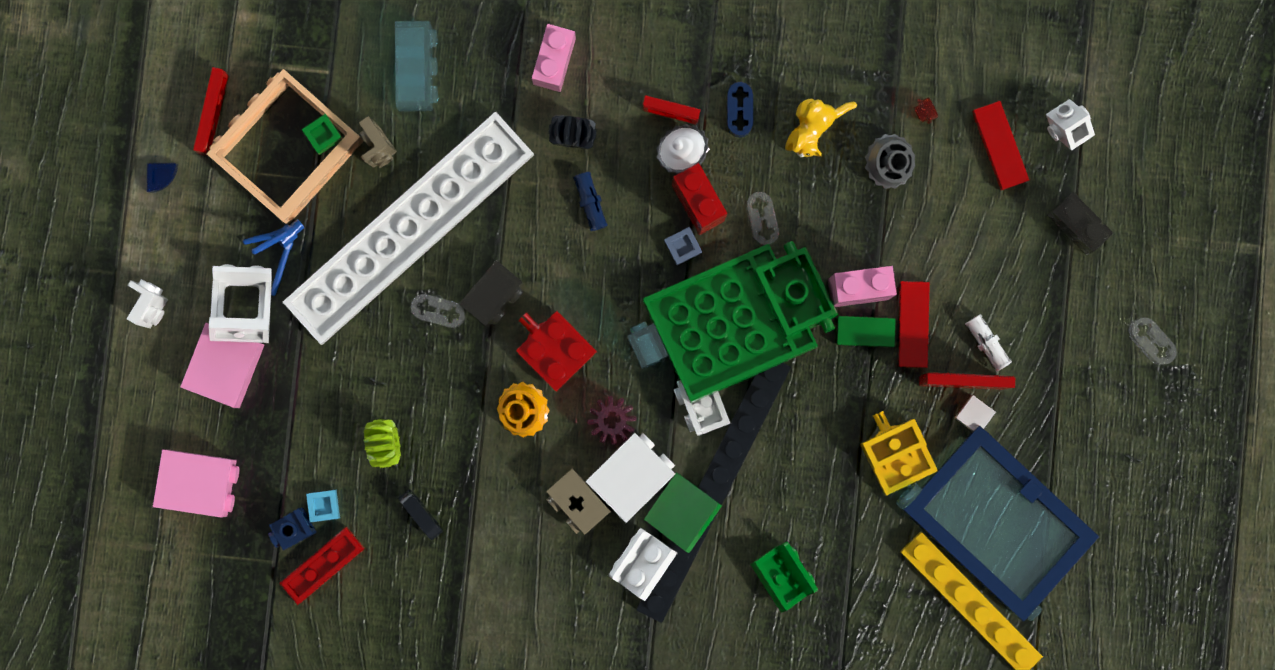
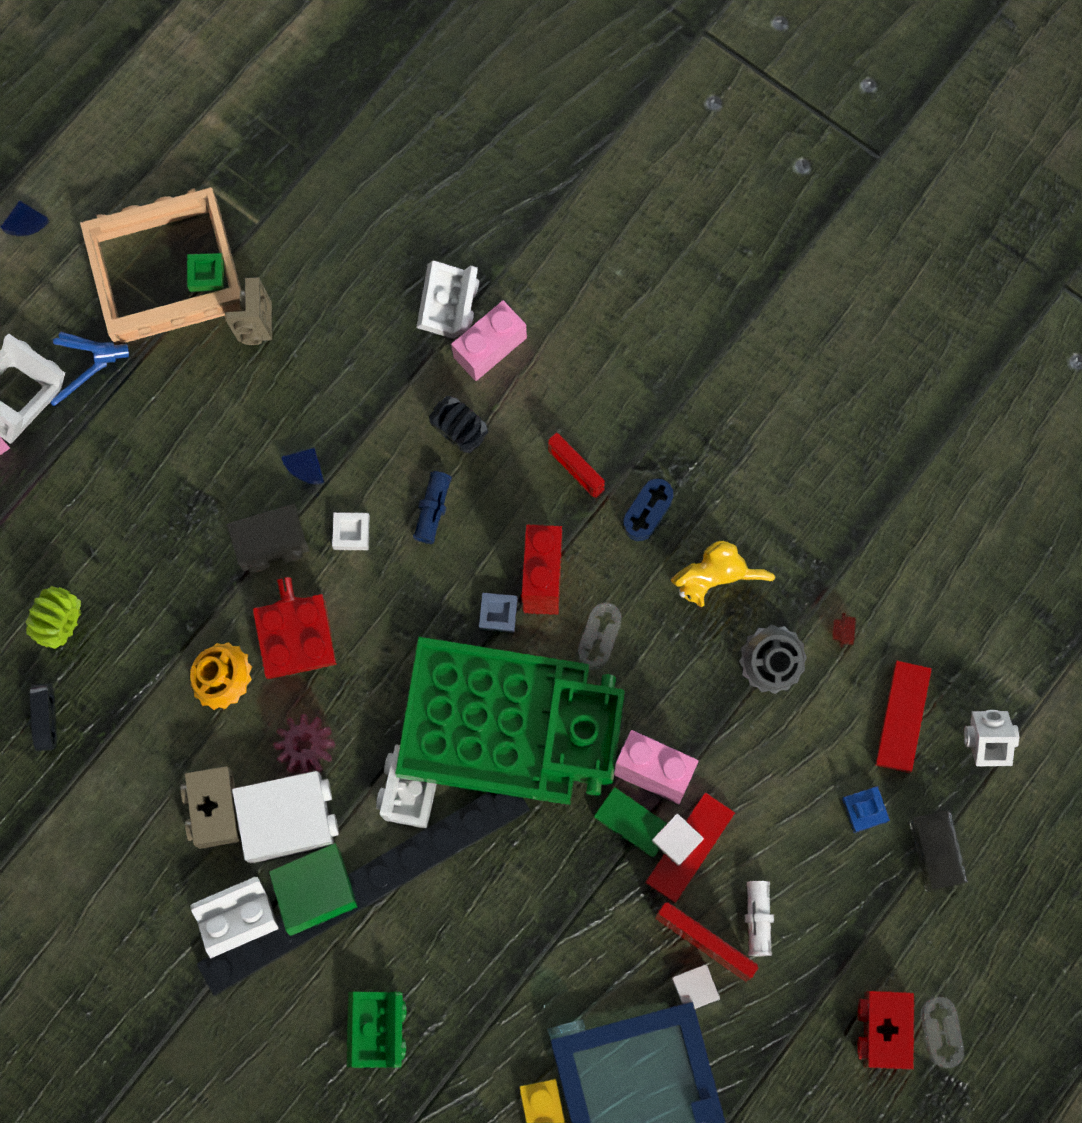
camera: 40 degrees right, 10 degrees down
(211, 111) = (116, 186): red tile -> none
(408, 228) = (229, 420): white plate -> none
(415, 66) = (344, 265): clear light blue brick -> none
(436, 317) = (197, 526): clear beam -> none
(482, 228) = (304, 466): none -> clear blue tile
(504, 45) = (447, 299): none -> white bracket
(544, 253) = (351, 531): none -> white tile
(646, 345) = (388, 687): clear light blue brick -> none
(682, 148) = (562, 507): white piece -> none
(898, 454) = (583, 976): yellow plate -> none
(903, 324) = (677, 839): none -> white tile
(1013, 225) = (865, 809): none -> blue tile
(1129, 372) = (898, 1048): none -> red brick

